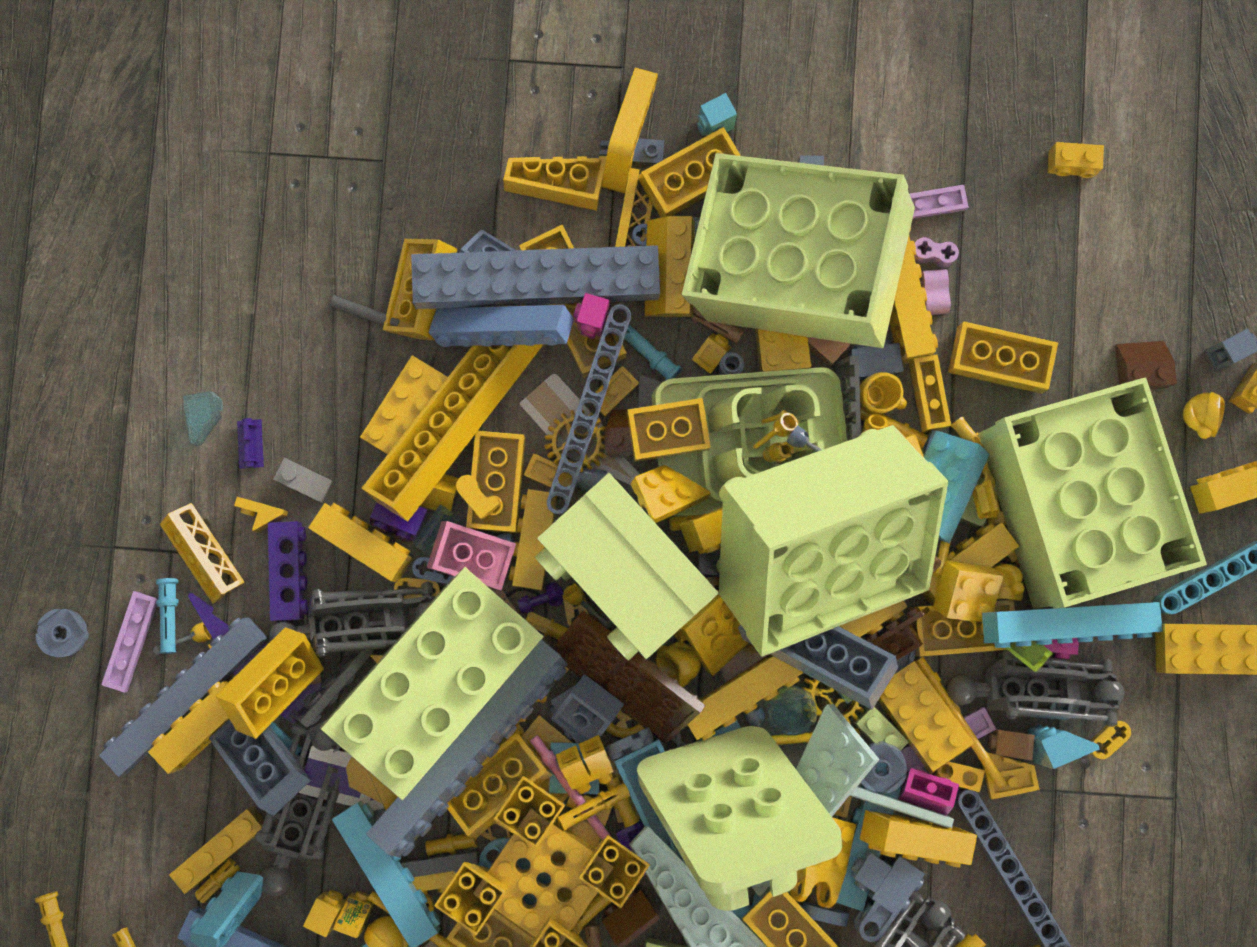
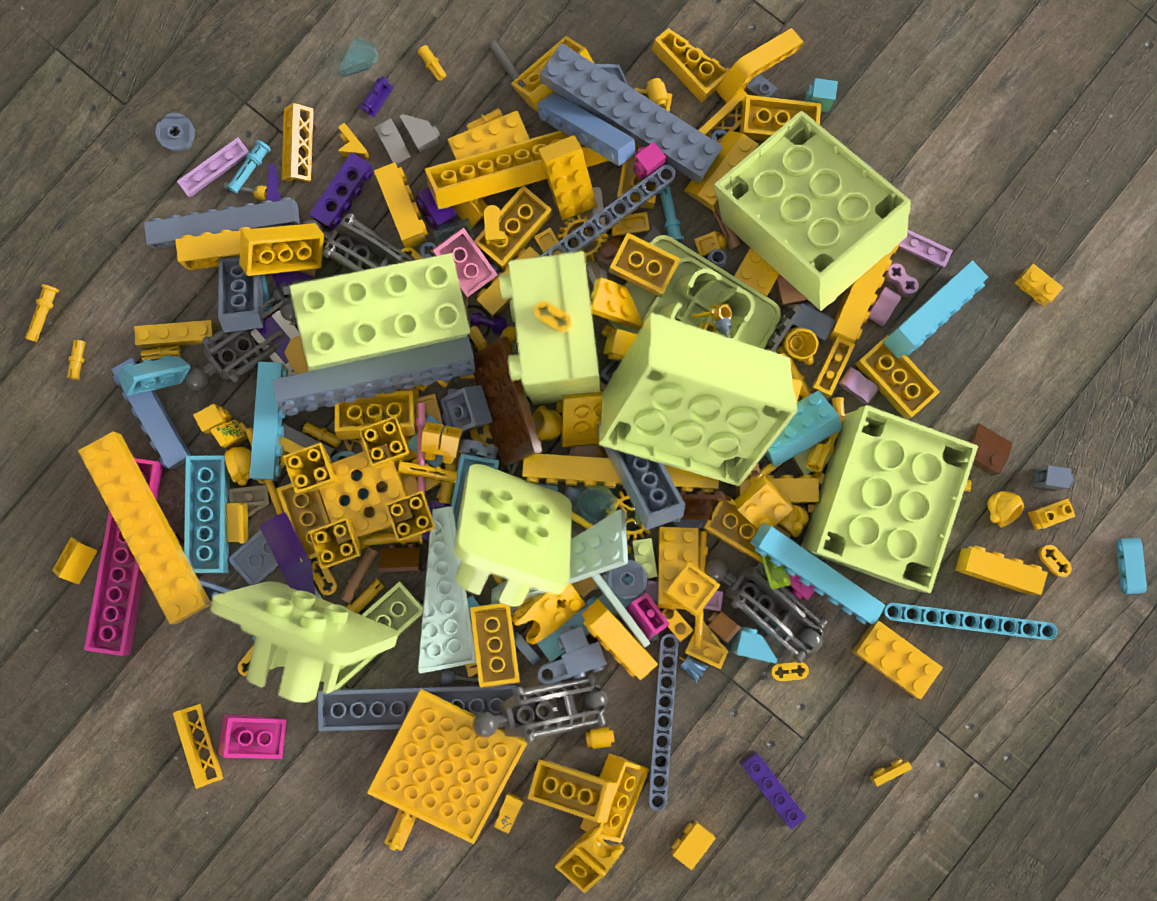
camera: 35 degrees right, 0 degrees up
(283, 366) = (432, 63): none -> yellow axle
(325, 448) = (421, 132): none -> light grey slope
(384, 387) = (485, 118): none -> yellow axle
(518, 390) = (568, 177): none -> yellow brick
(547, 235) = (657, 92): none -> yellow brick
(627, 572) = (555, 313): none -> yellow beam
(957, 732) = (692, 589): none -> yellow plate
(968, 392) = (858, 385): none -> lavender axle
(995, 261) = (936, 310): none -> medium azure brick
(1005, 808) = (693, 667): none -> flat silver piece
(1181, 876) = (772, 789): none -> dark purple brick

